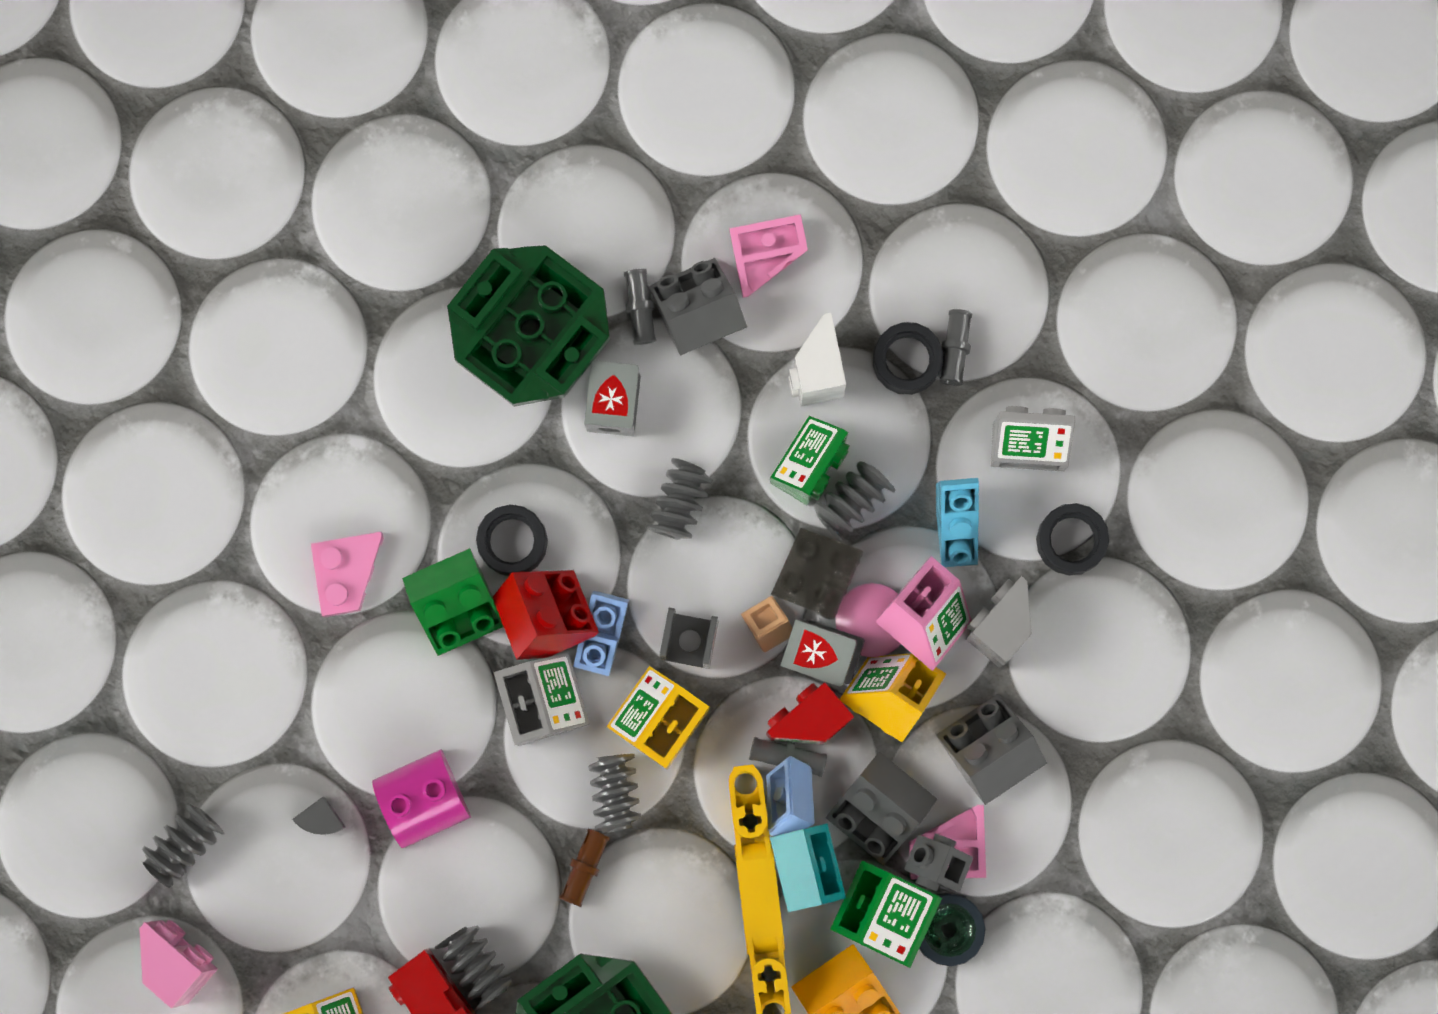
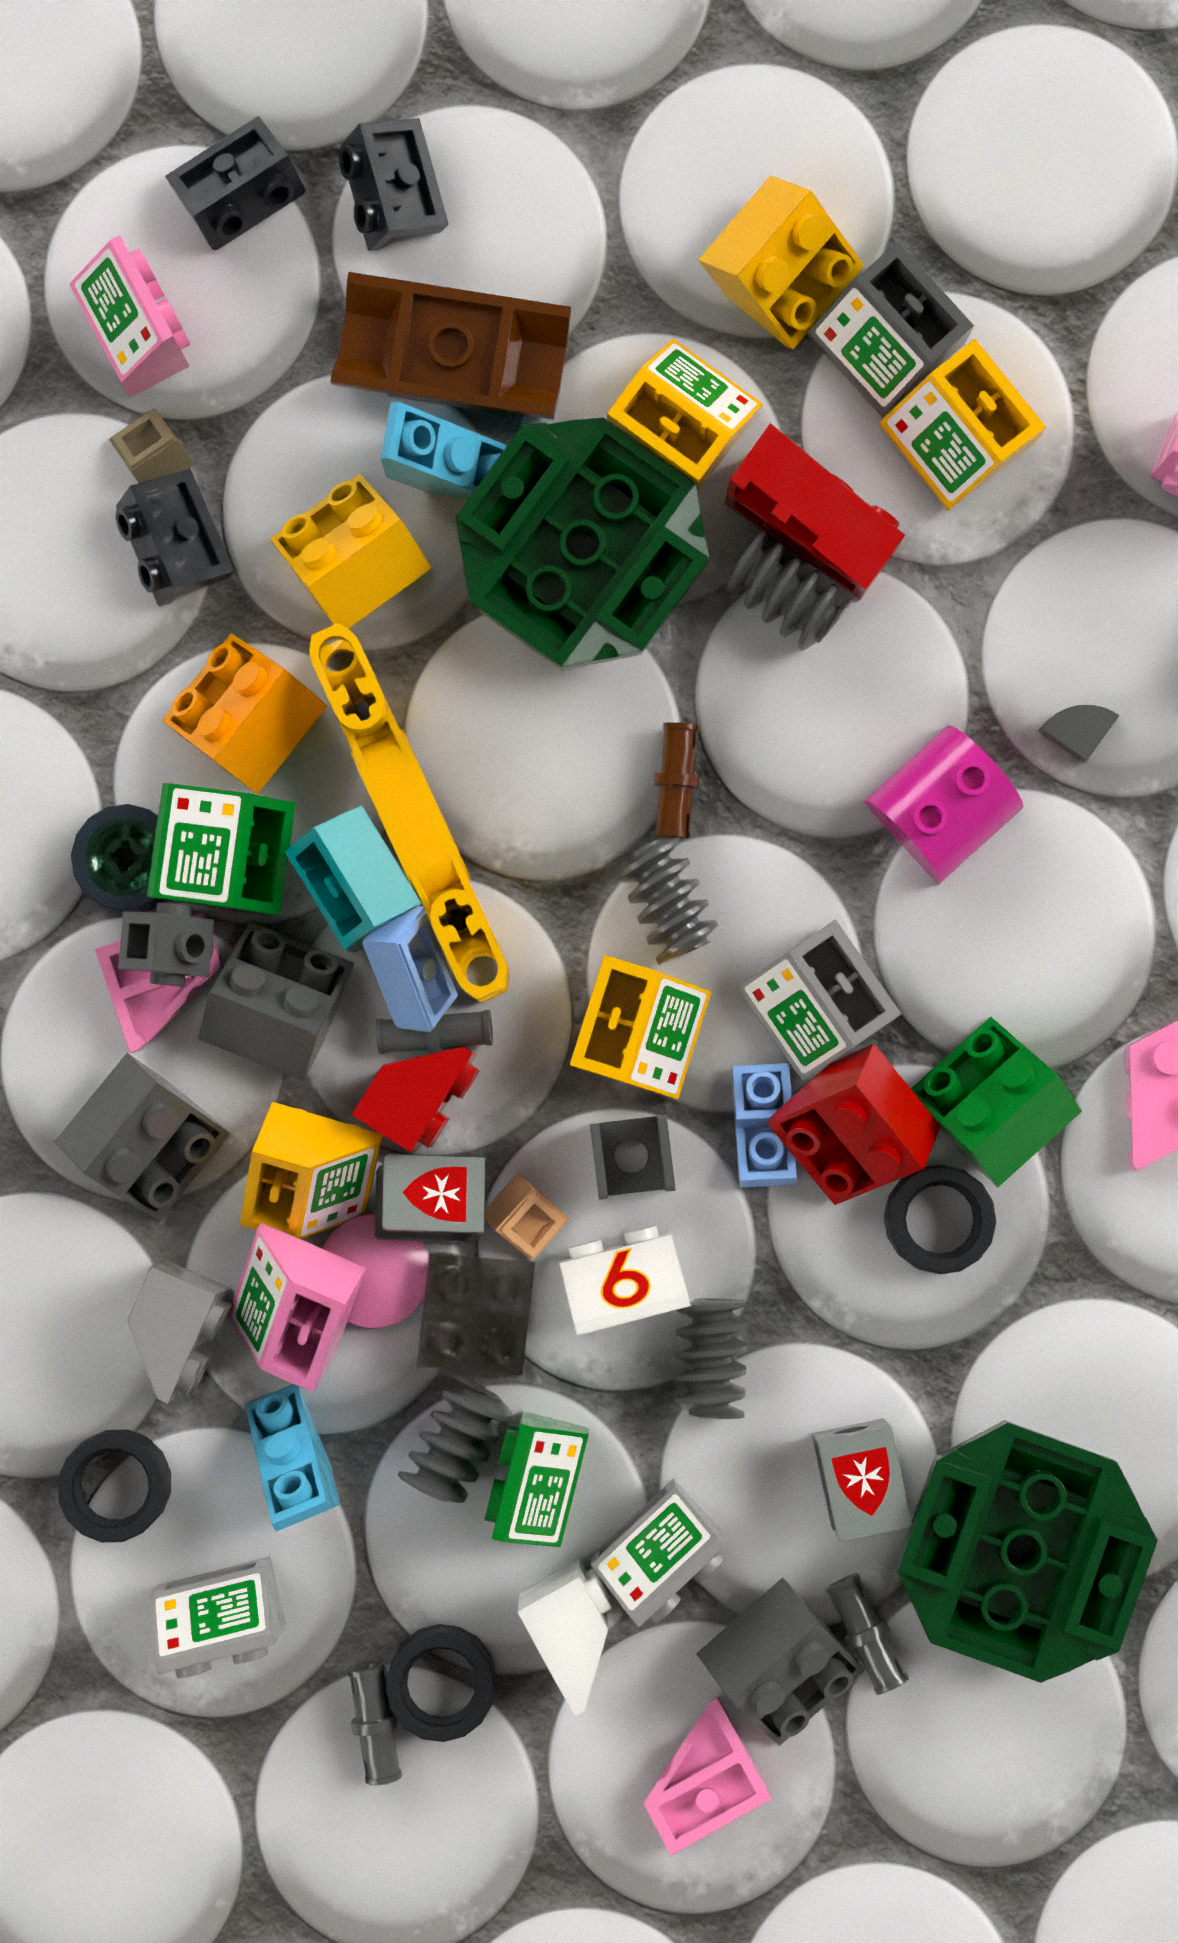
camera: 155 degrees right, 5 degrees up
(718, 563) = (623, 1280): none -> white slope
(750, 392) = (659, 1554): none -> slope

